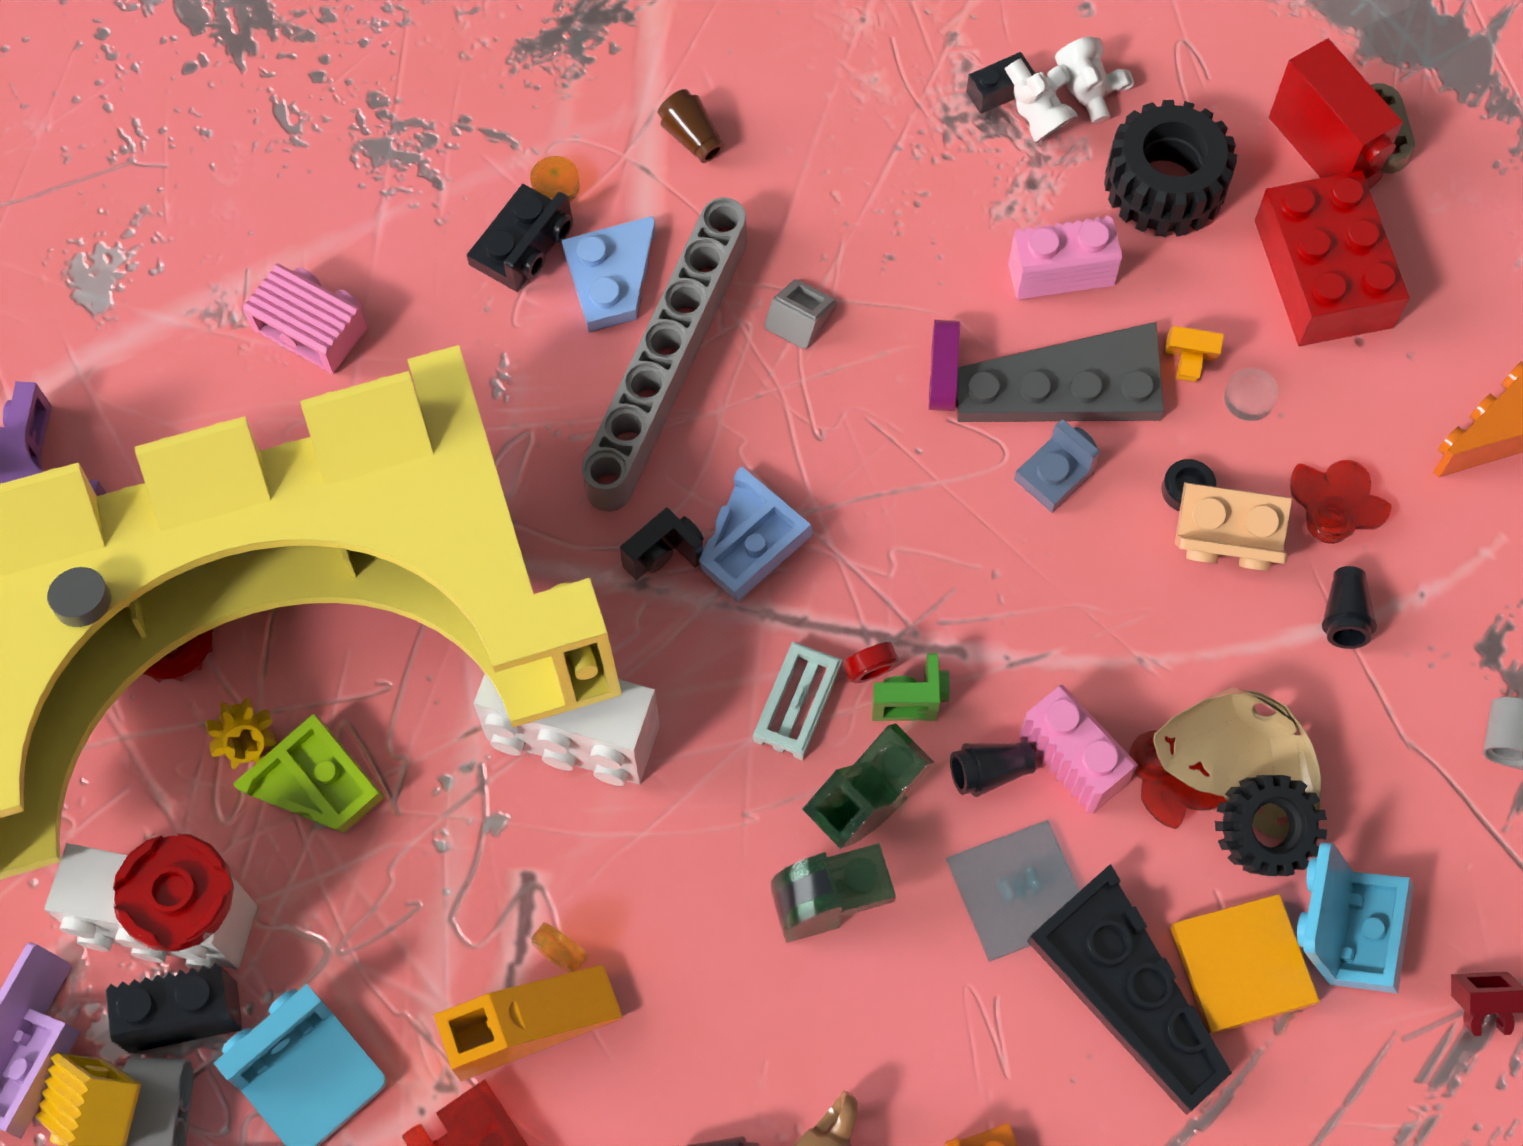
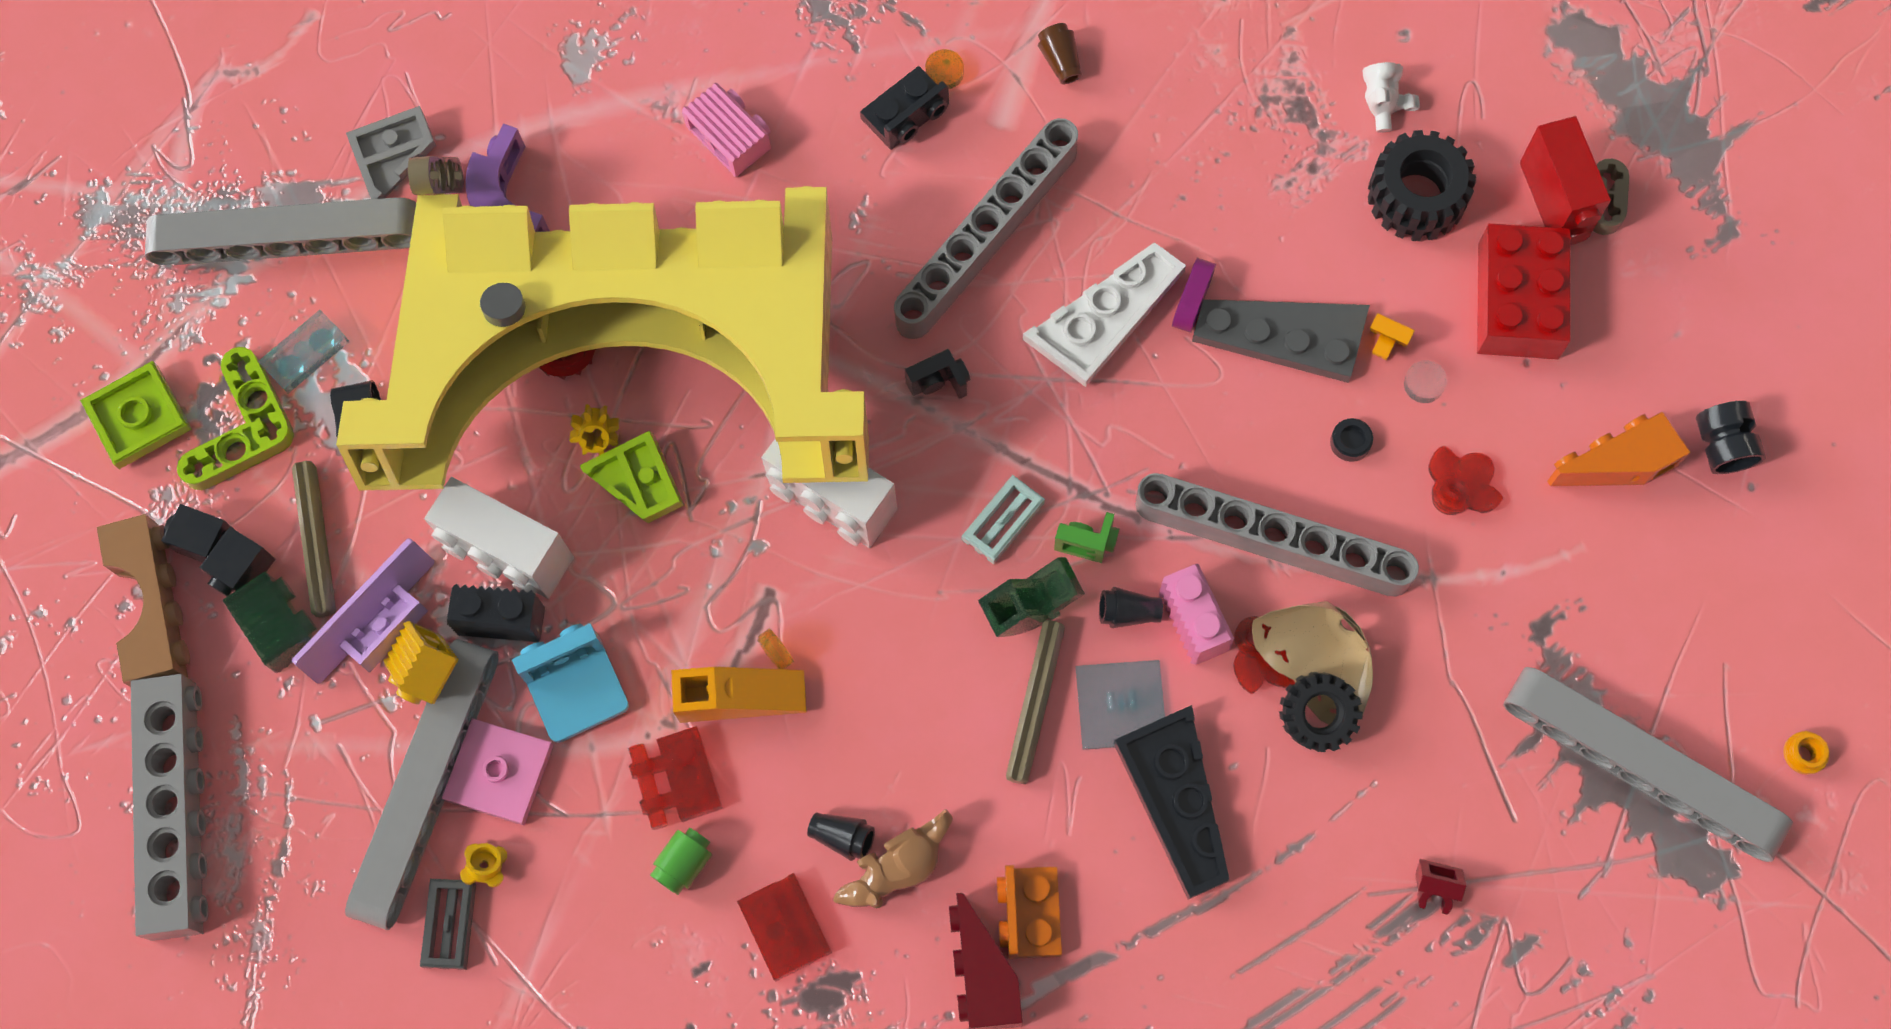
camera: 20 degrees right, 5 degrees up
(172, 892) = (514, 532): red tile -> none
(610, 271) = (964, 152): light blue wing -> none
(751, 536) = (1006, 387): light blue wing -> none
(799, 313) = (1098, 223): light grey slope -> none
(823, 889) = (974, 663): clear green brick -> none
(841, 424) = (1101, 320): none -> white wing
(871, 662) = (1065, 507): red tile -> none
(912, 919) = (1035, 702): none -> dark tan axle
(992, 85) = (1313, 79): black piece -> none
(1037, 98) = (1336, 102): white piece -> none
(1059, 466) = (1256, 397): sand blue bracket -> none
(1064, 257) = (1314, 235): bright pink brick -> none
(1160, 610) = (1295, 530): none -> light grey beam
(1232, 524) = (1372, 480): light nougat bracket -> none
(1244, 964) = (1267, 806): light orange tile -> none
(1349, 610) = (1439, 569): black cone -> none
(1355, 923) = (1356, 799): medium azure bracket -> none

